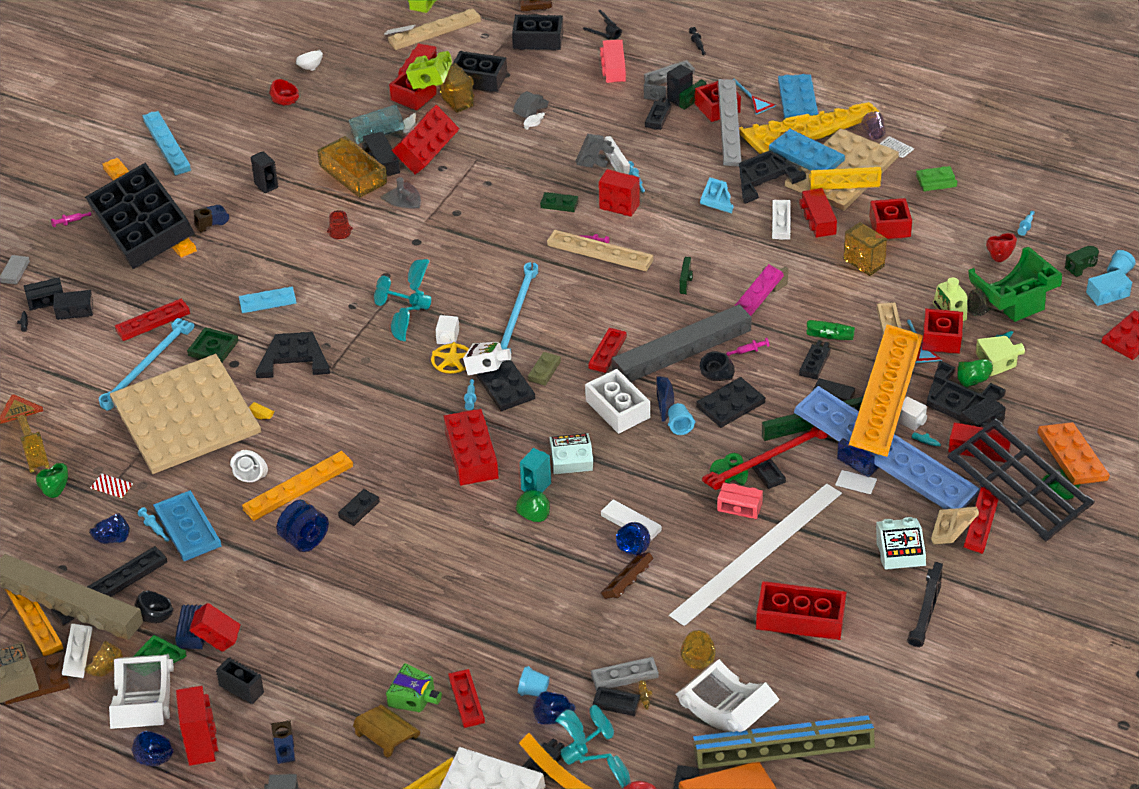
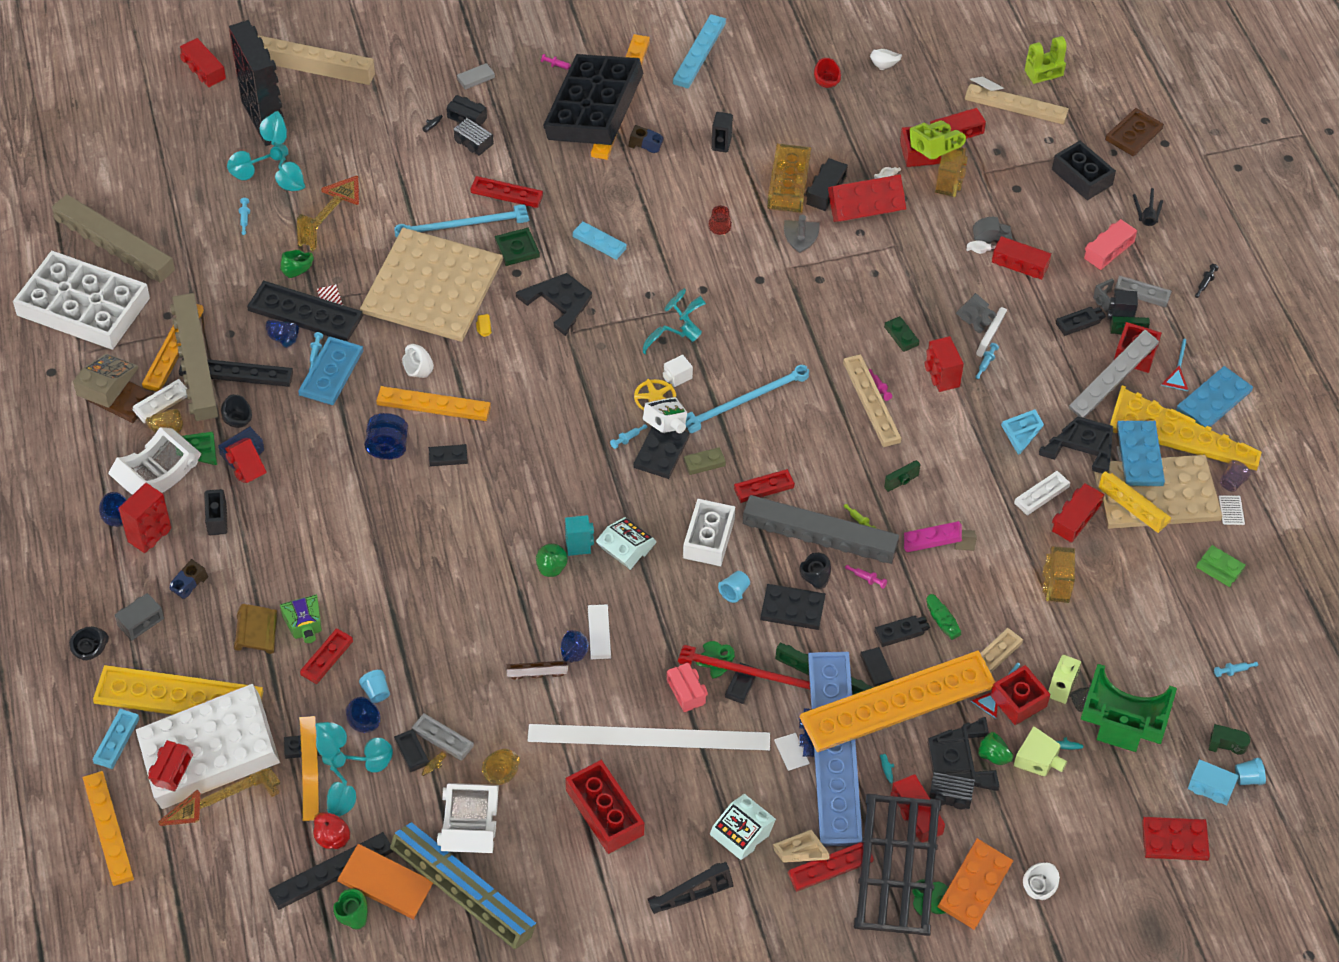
camera: 45 degrees right, 10 degrees up
(88, 510) = (305, 311): none -> black plate
(385, 120) = (856, 155): clear light blue brick -> none
(471, 447) = (569, 476): red brick -> none
(485, 70) = (991, 169): black brick -> none
(571, 106) = (1021, 258): none -> red brick
(664, 396) = (744, 561): dark blue slope -> none
(689, 320) = (858, 517): none -> lime piece
(891, 218) = (1121, 567): red brick -> none
(912, 414) = (902, 738): white brick -> none
(1001, 247) = (1177, 668): red hair -> none
(1107, 415) = (1041, 880): none -> white hair

